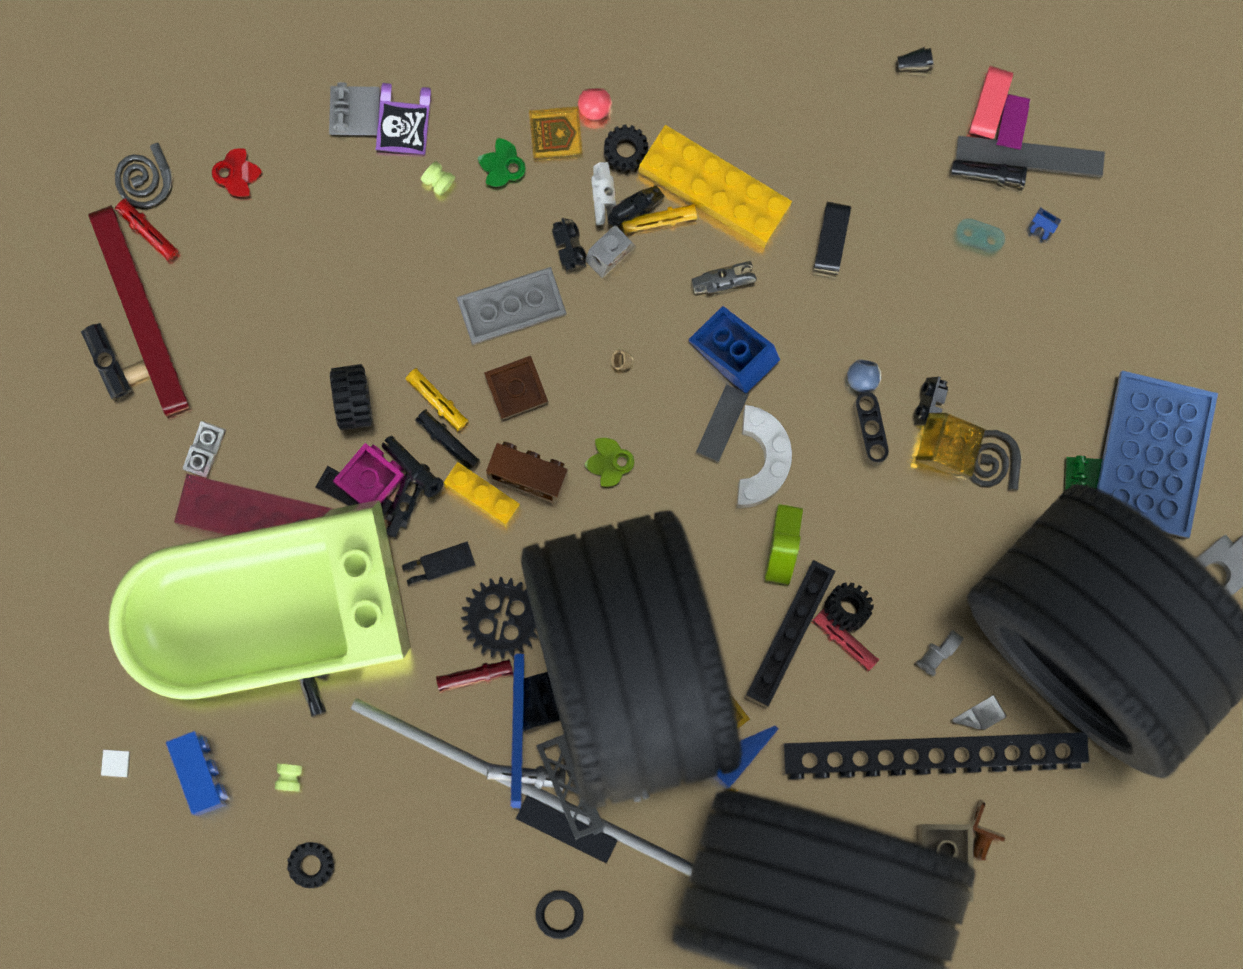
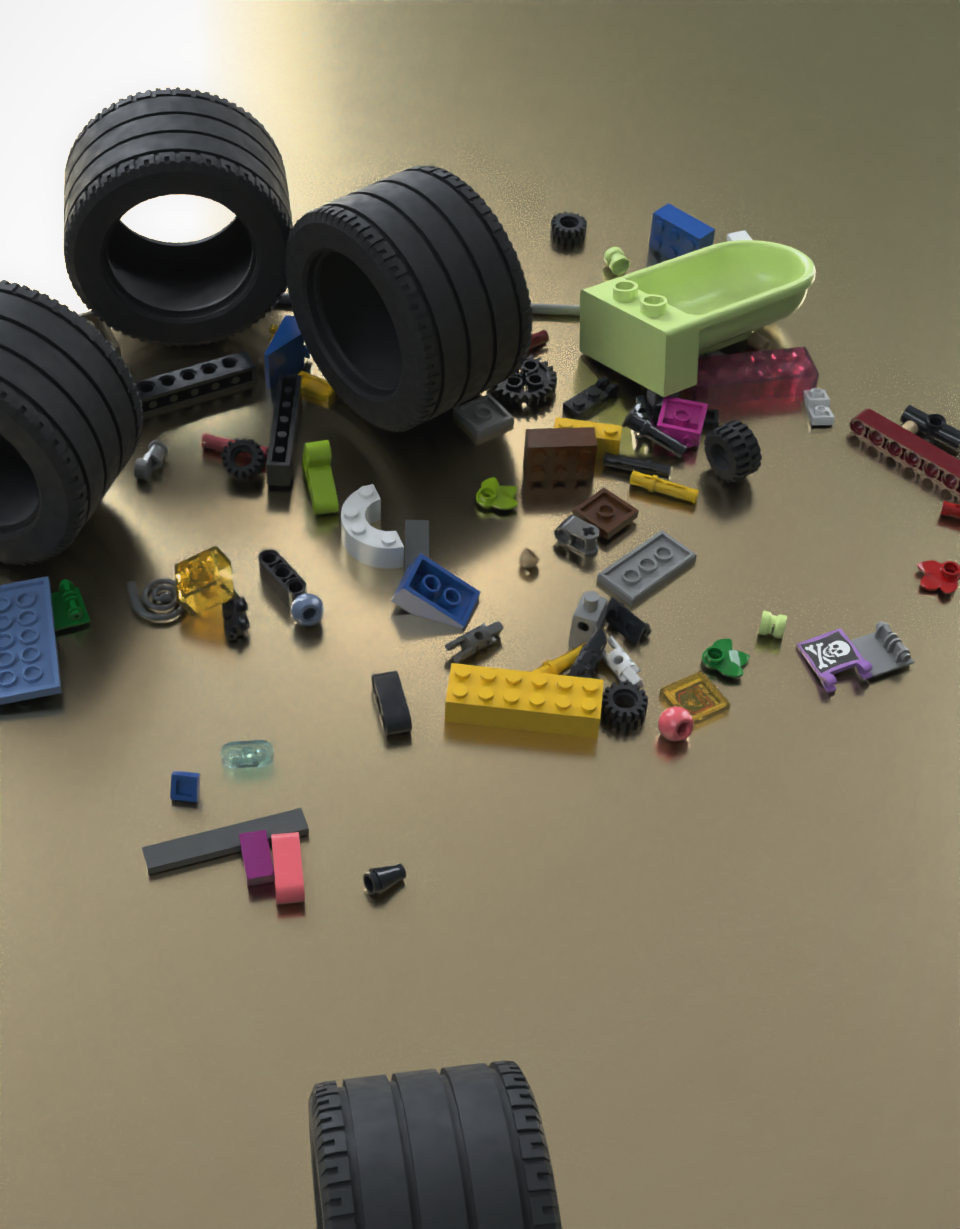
camera: 160 degrees right, 35 degrees down
(562, 372) = (575, 533): none -> dark grey piece
(1000, 174) = (249, 810): black pin -> none

